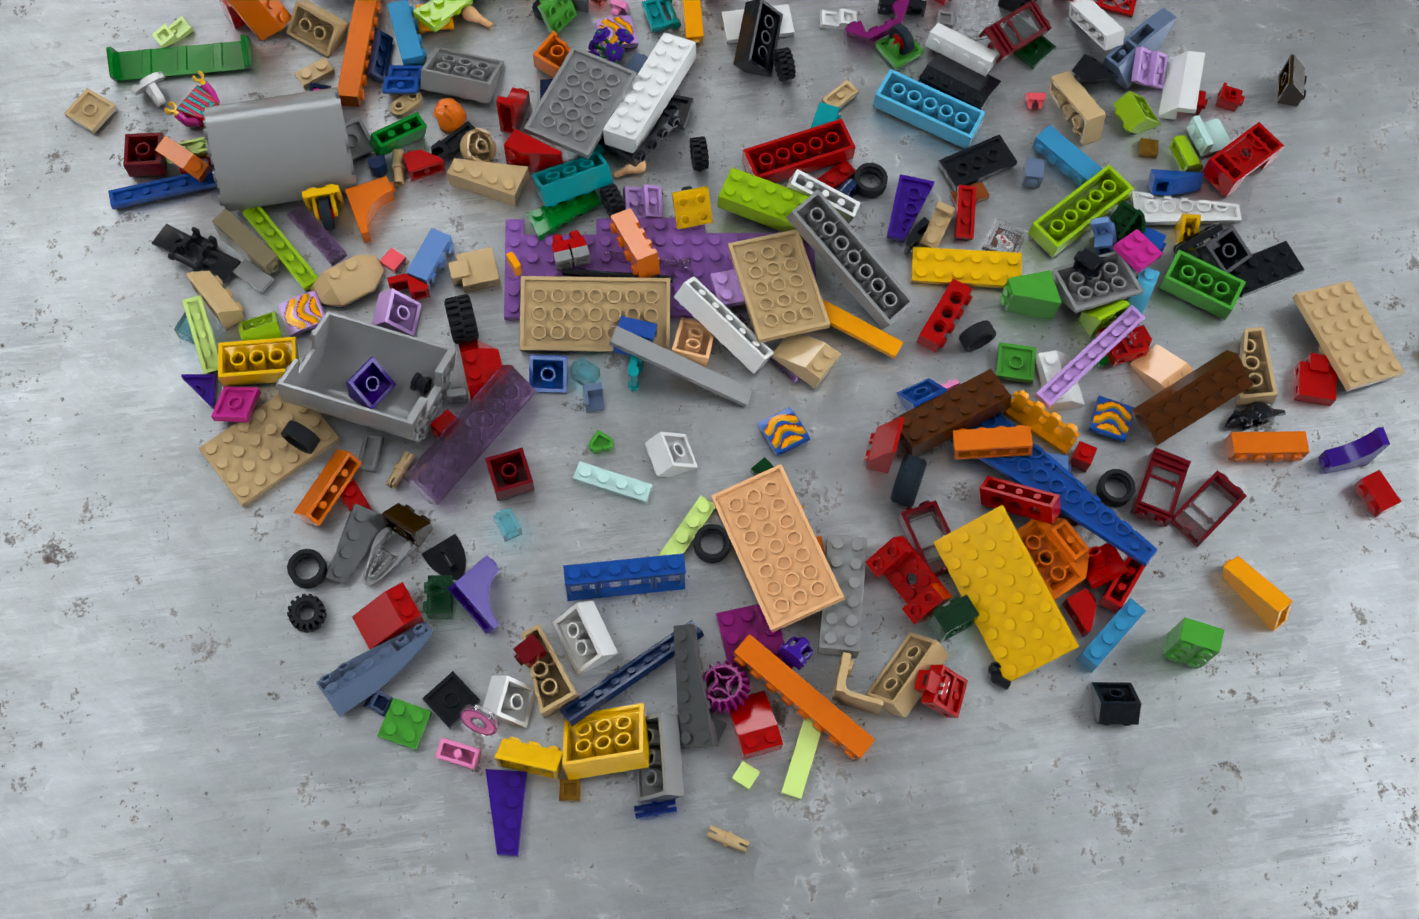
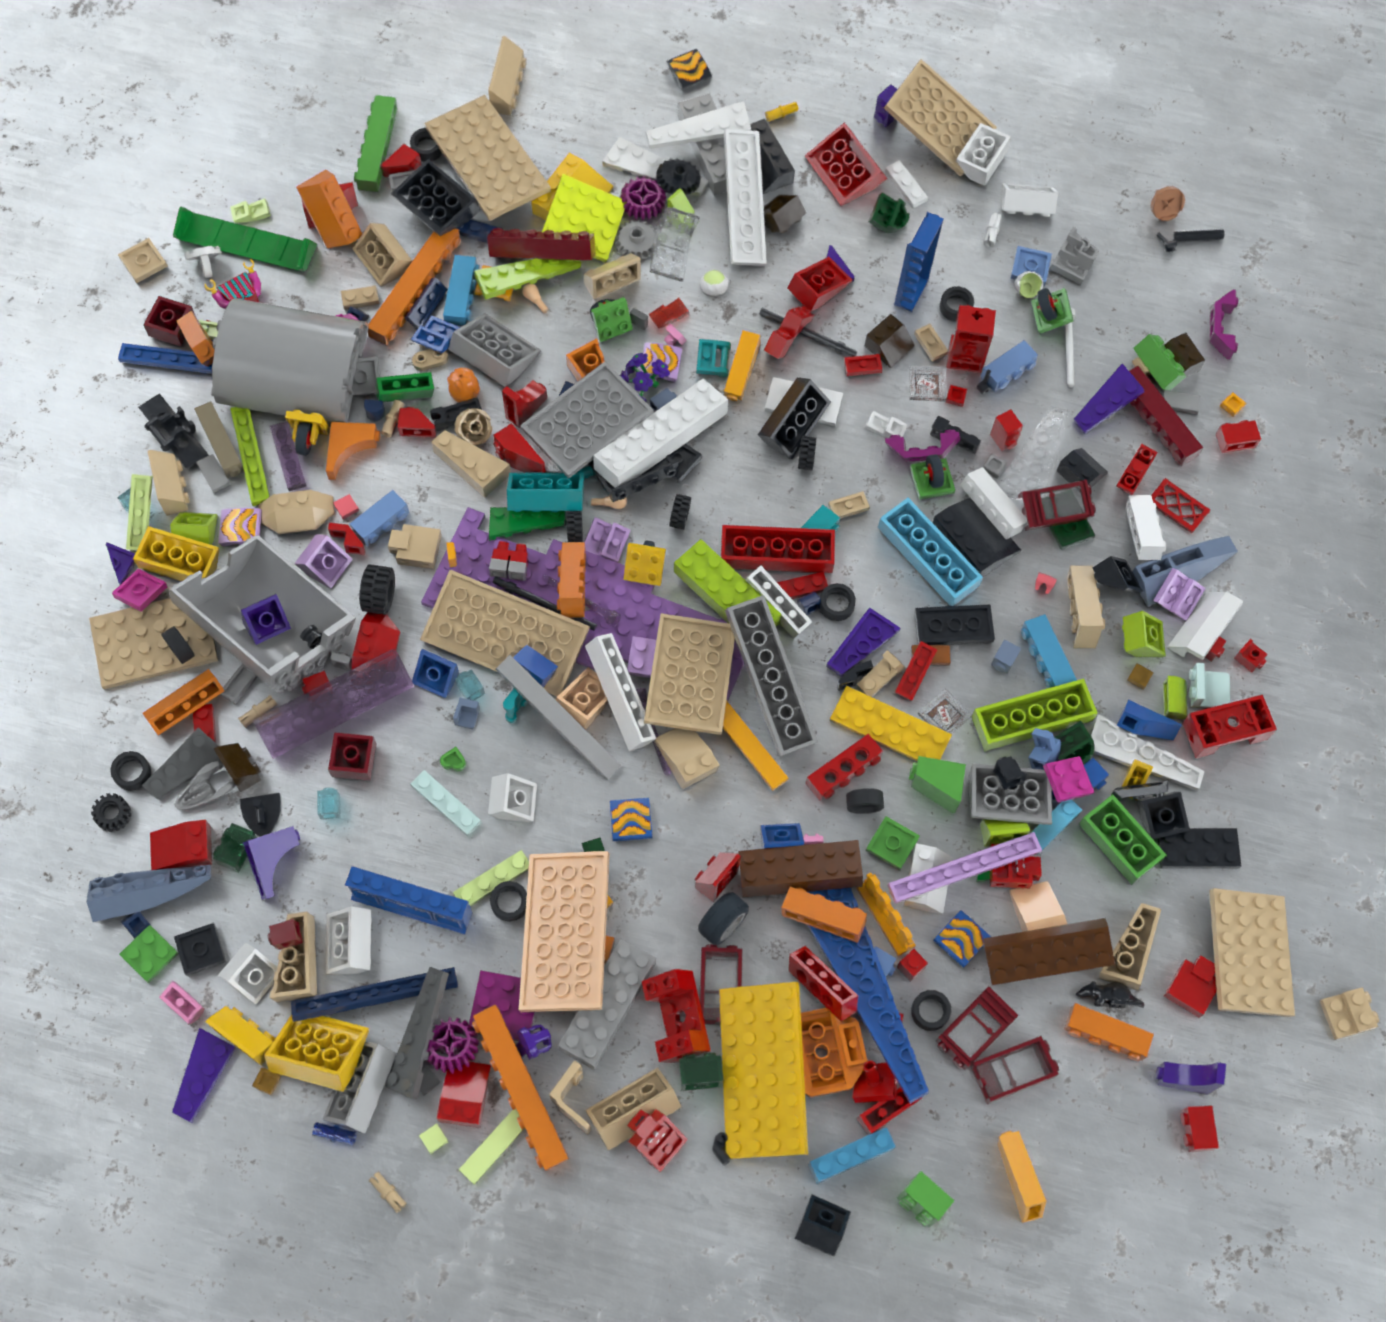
camera: 25 degrees right, 0 degrees up
(479, 720) = (213, 979): tile -> none
(1081, 609) = (835, 1117): red slope -> none
(1291, 82) = (1325, 665): dark brown slope -> none

